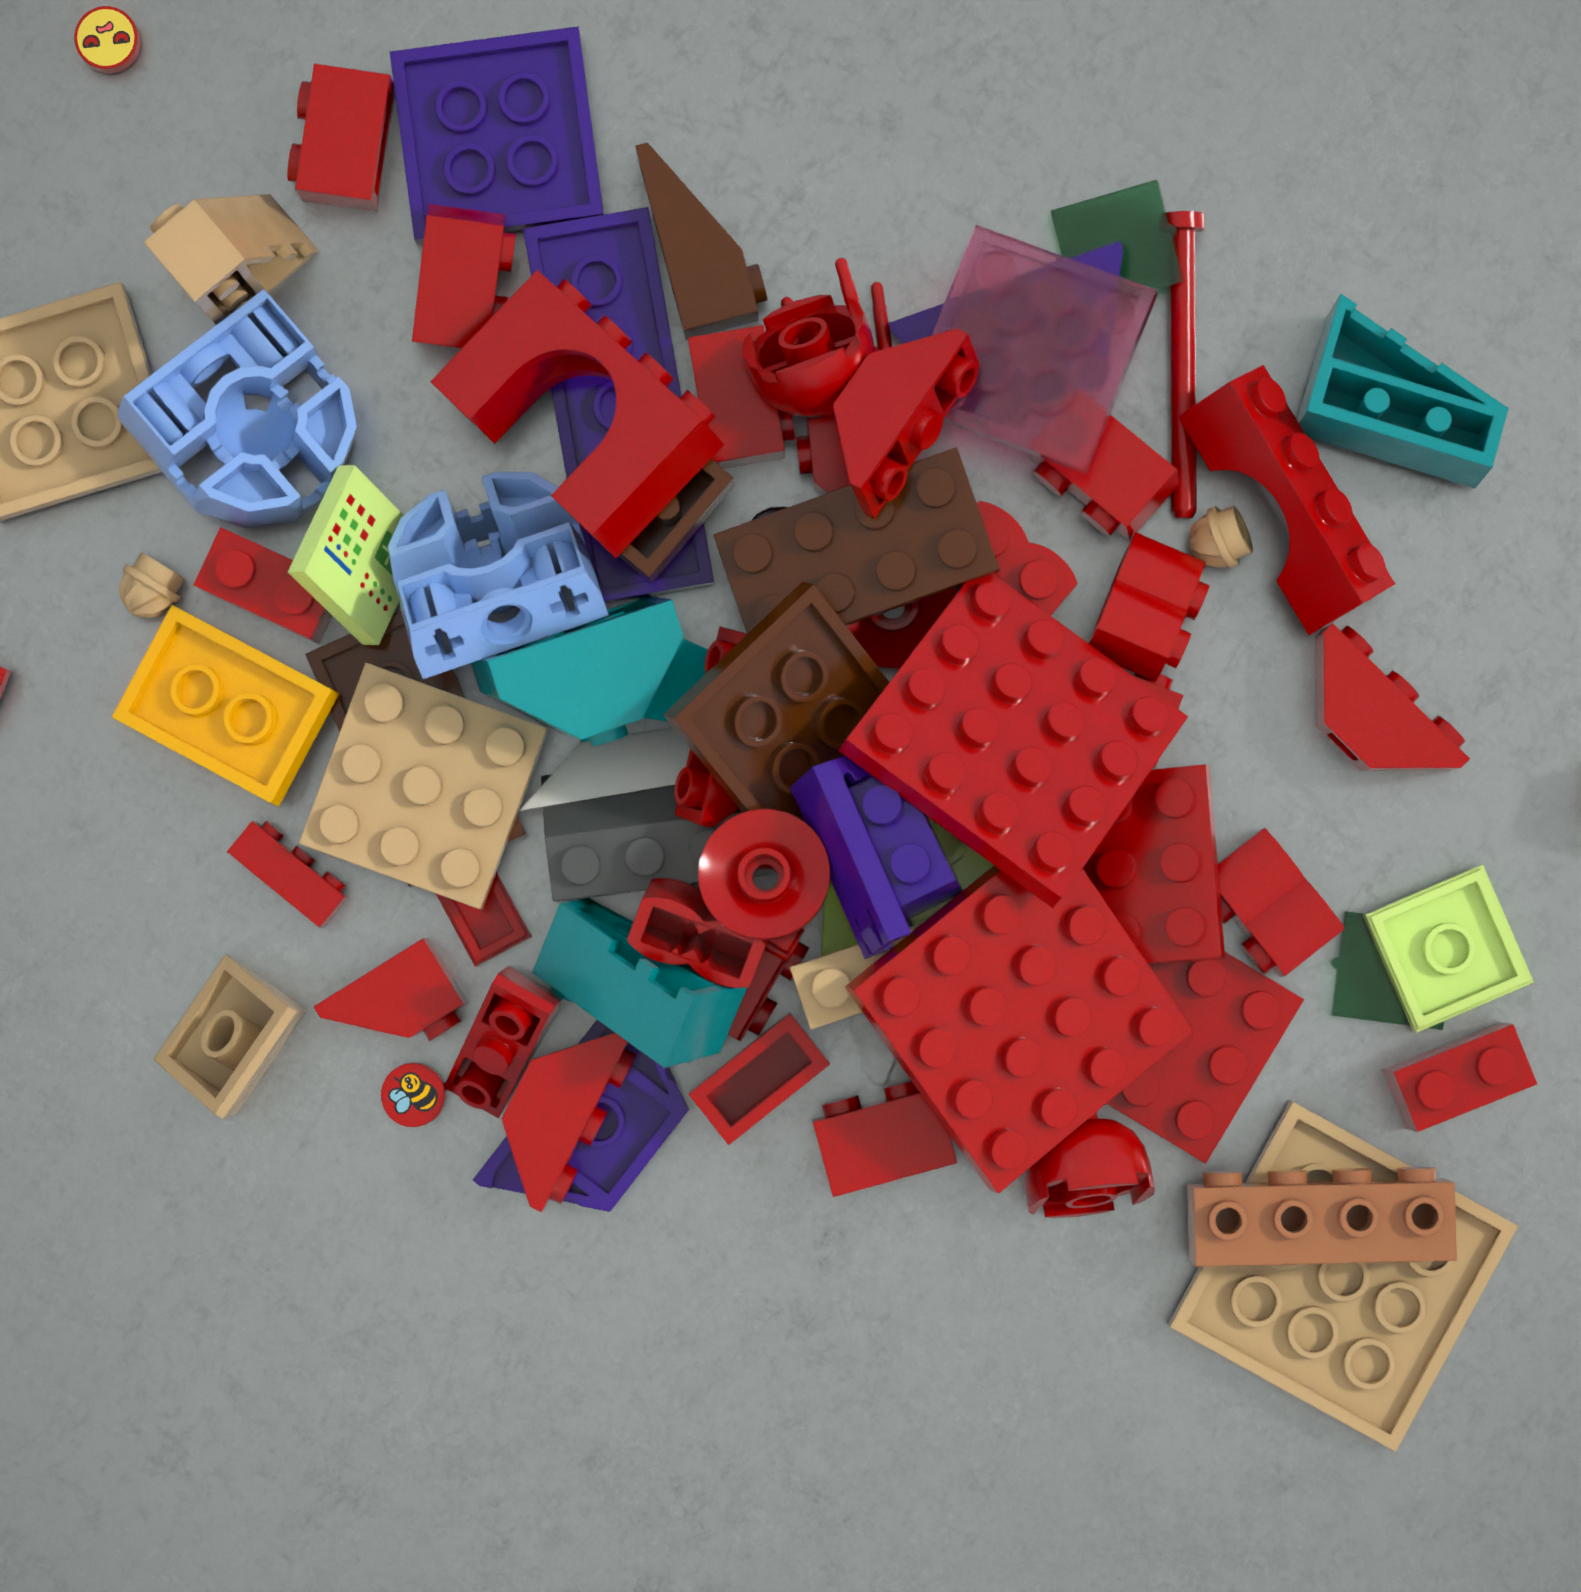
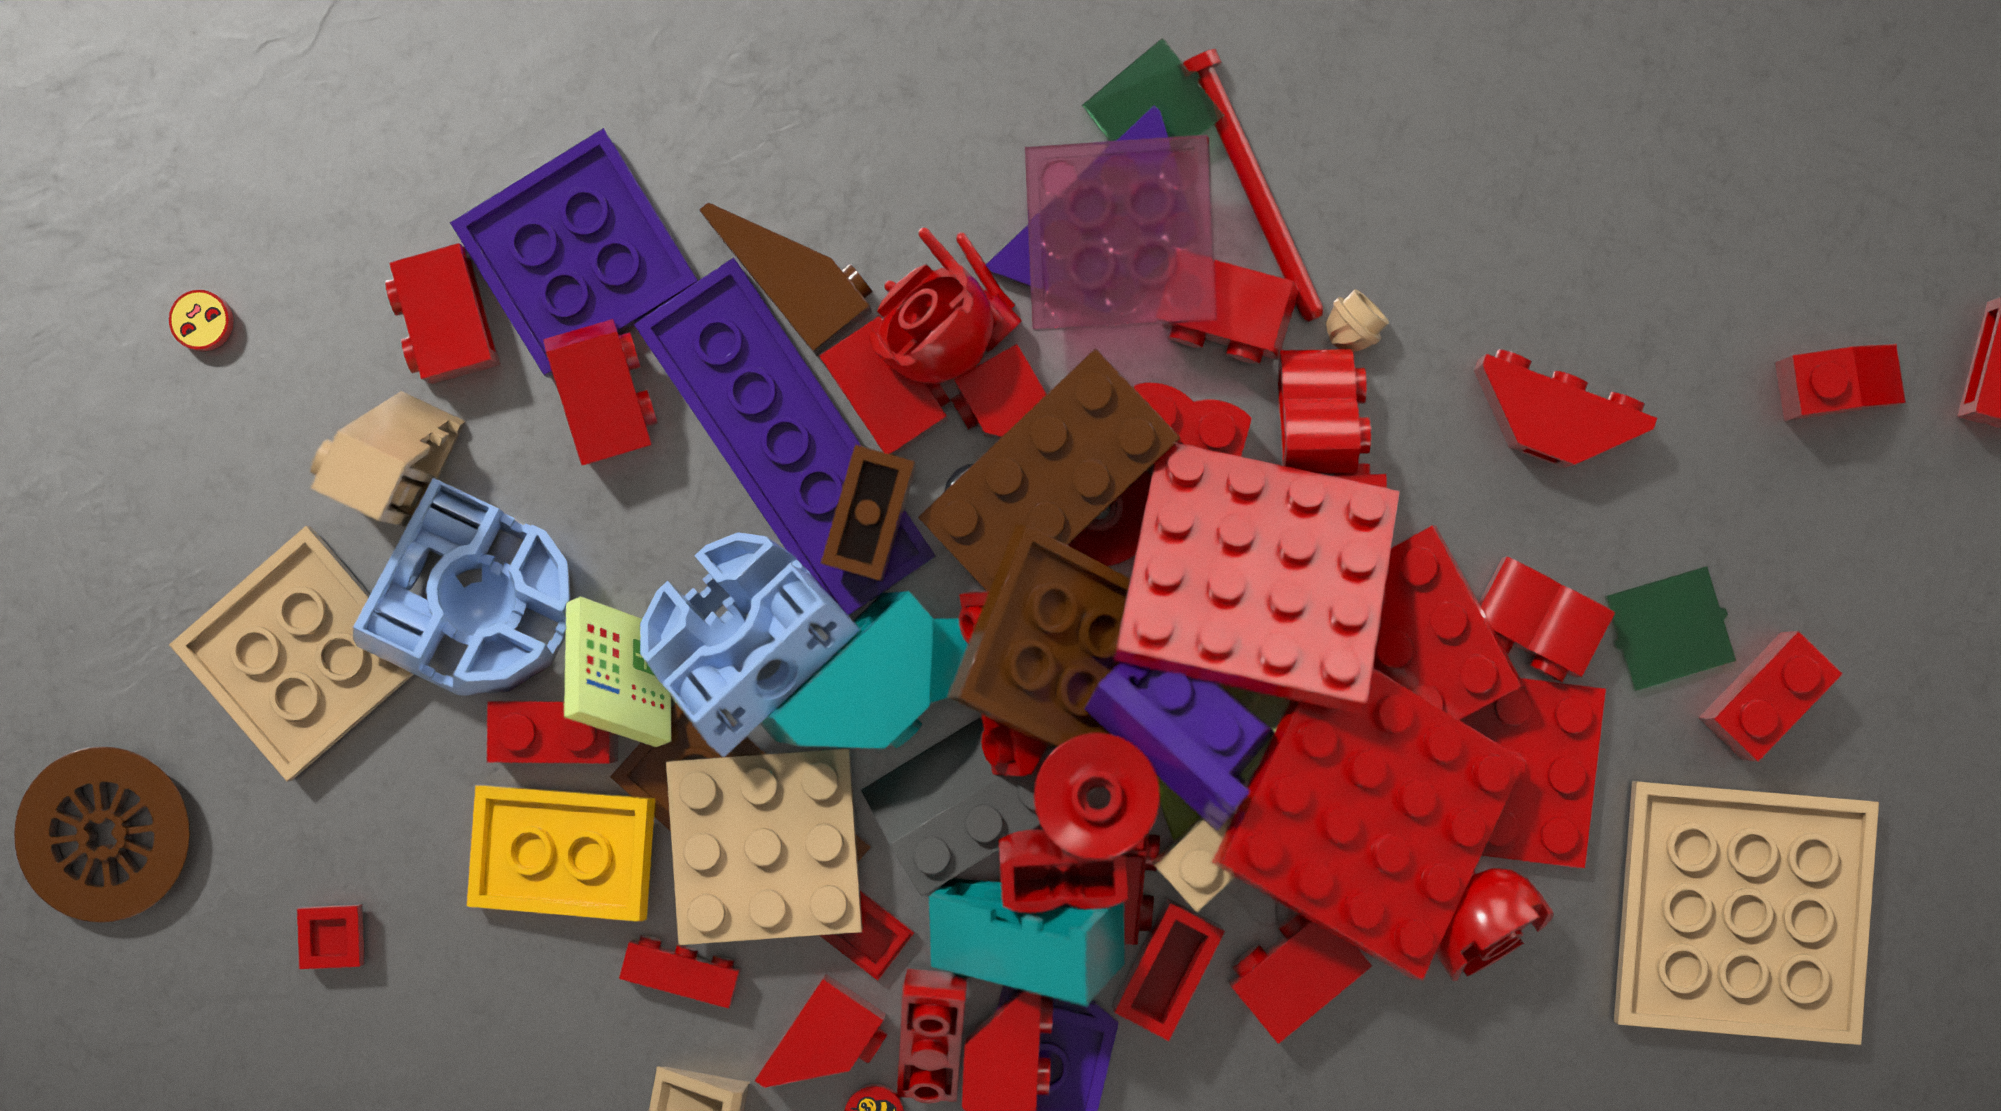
camera: 15 degrees left, 0 degrees up
(149, 587) = (449, 779): tan plate -> none
(615, 768) = (939, 744): white sticker -> none
(654, 435) = (830, 456): red arch -> none
(898, 409) = (1031, 338): red slope -> none
(1321, 1220) = (1709, 875): nougat brick -> none
(1329, 555) = (1458, 297): red arch -> none
(1396, 404) = (1455, 139): teal wedge -> none
(1448, 948) = (1710, 589): yellowish green tile -> none

